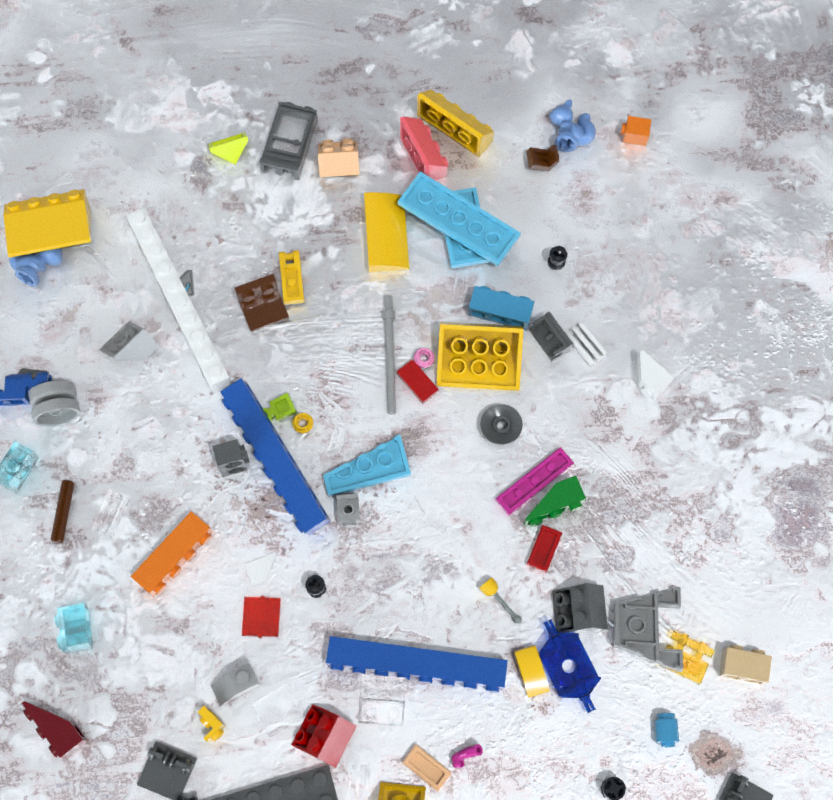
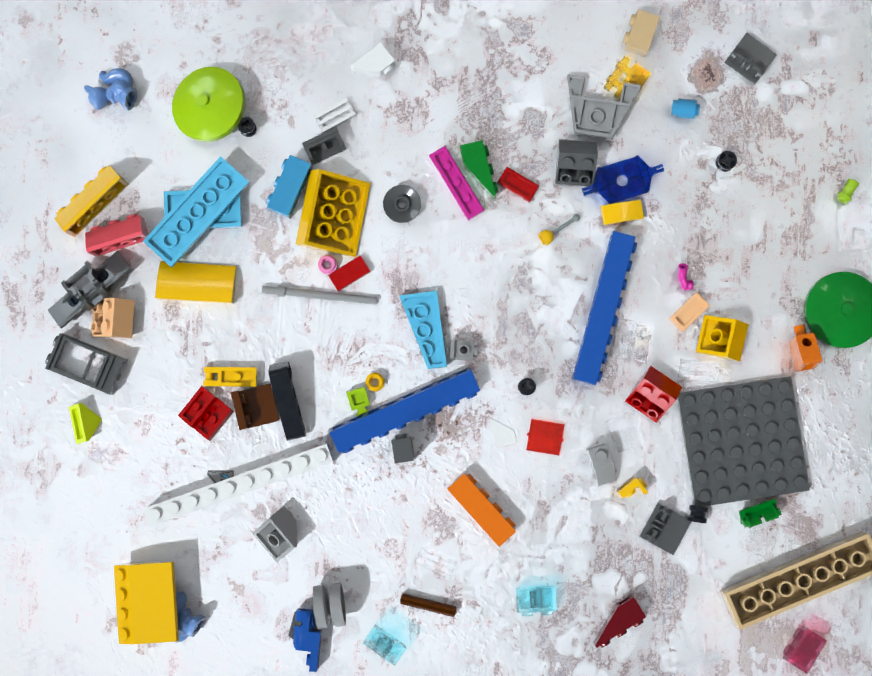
camera: 80 degrees left, 15 degrees up
(250, 258) = (205, 413): none -> red slope
(271, 332) = (286, 400): none -> black beam
(368, 140) = (93, 292): none -> dark grey piece
(542, 159) = (141, 123): reddish brown bracket -> none
(574, 217) = (208, 104): none -> lime dish
(636, 130) = (125, 29): orange brick -> none

